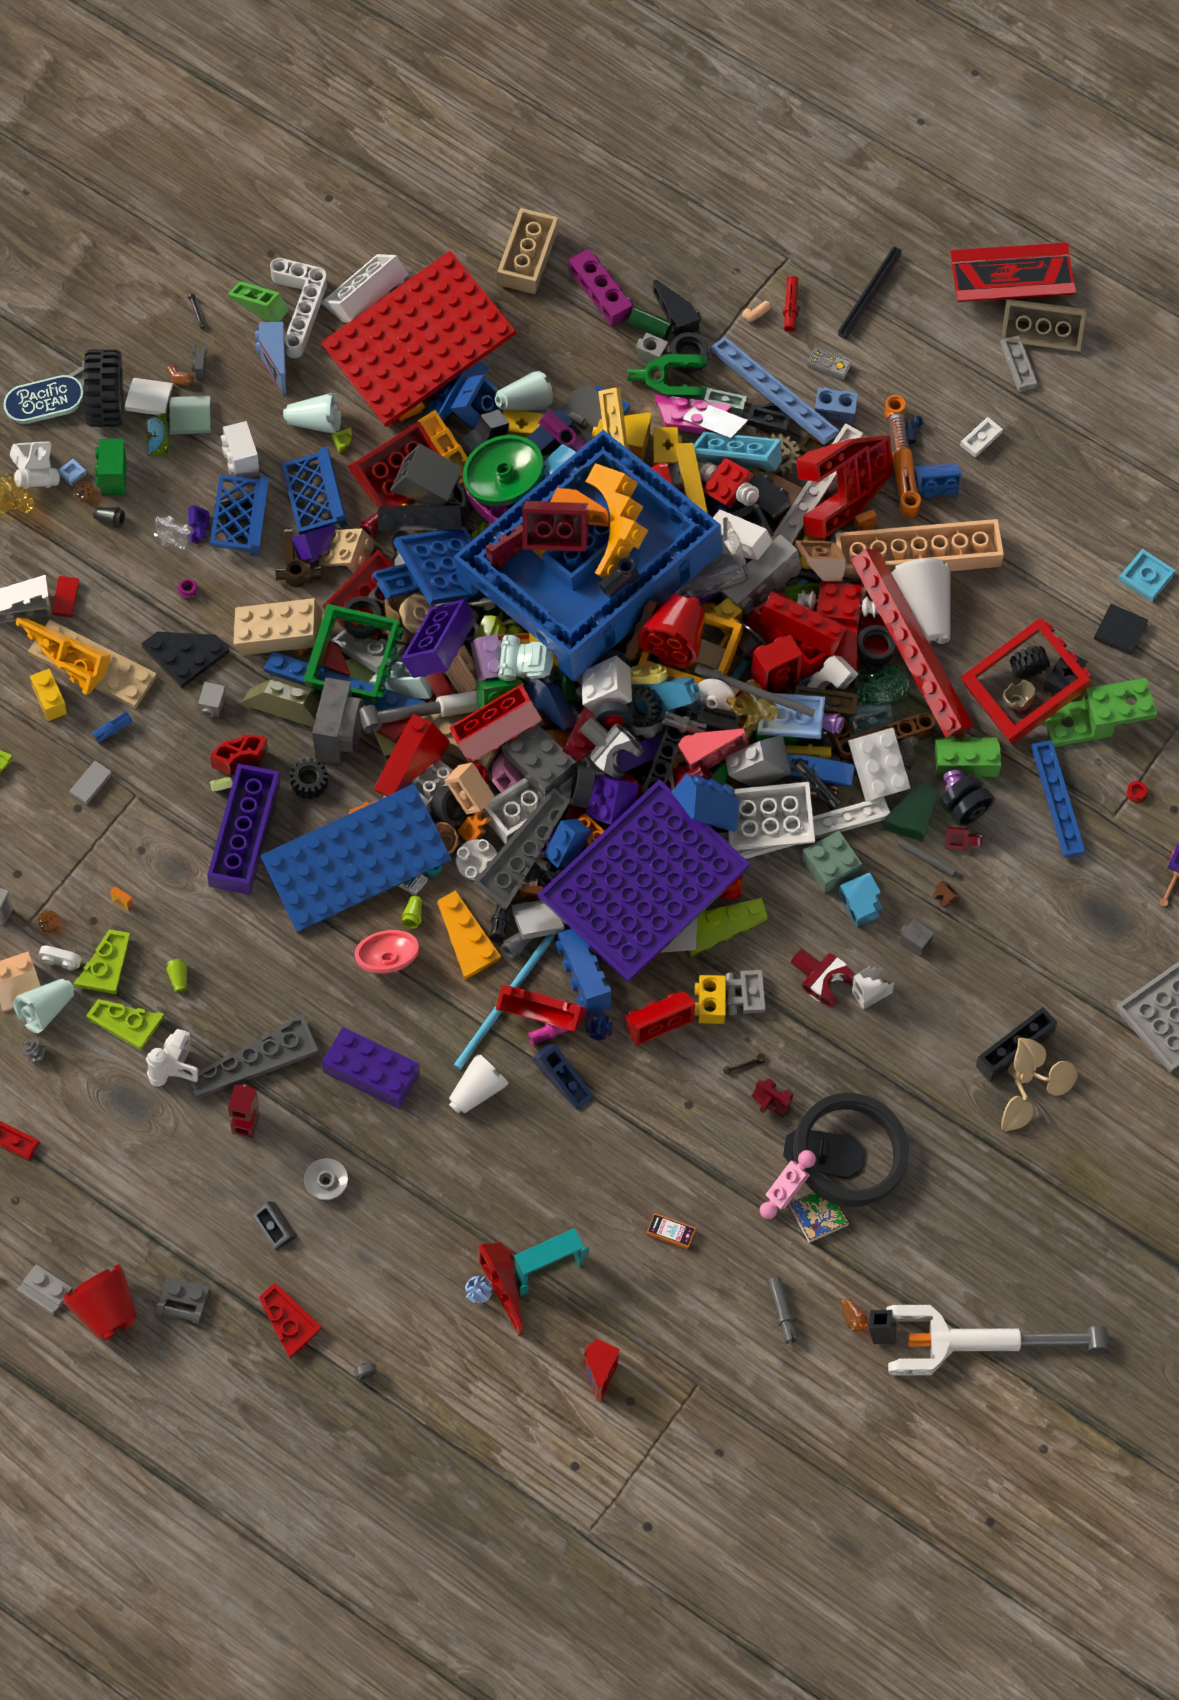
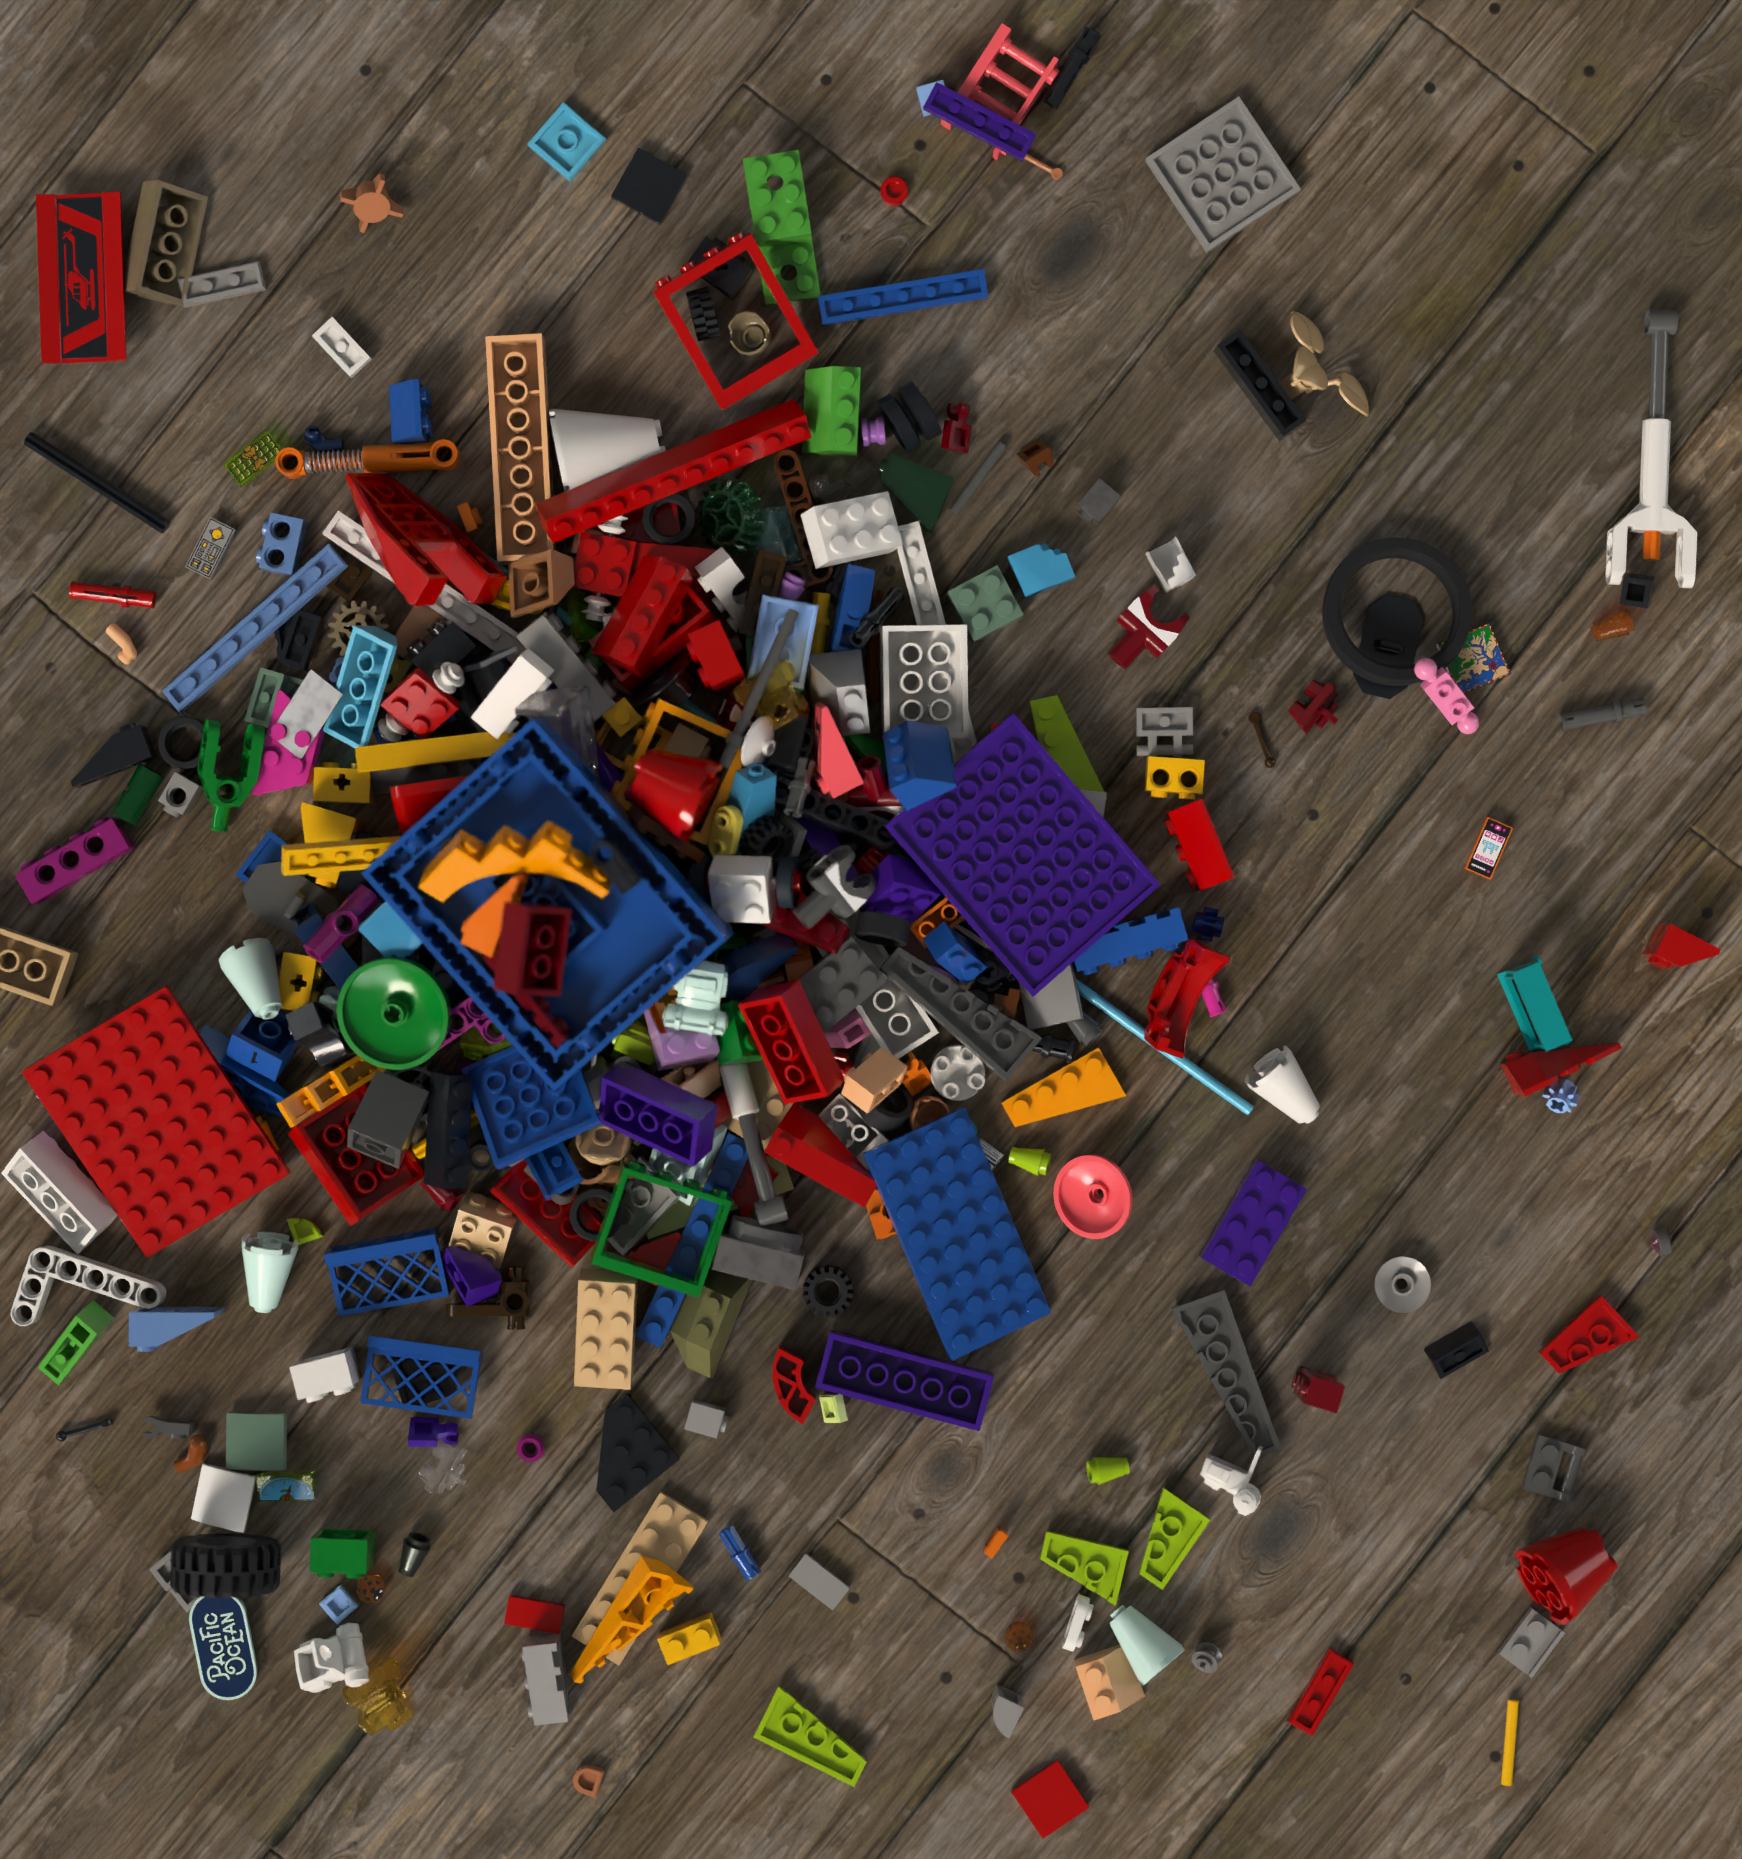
camera: 85 degrees left, 25 degrees up
(562, 1075) = (1272, 976): dark blue slope -> none
(895, 385) = (253, 459): none -> tile
(1087, 448) = (371, 202): none -> nougat piece

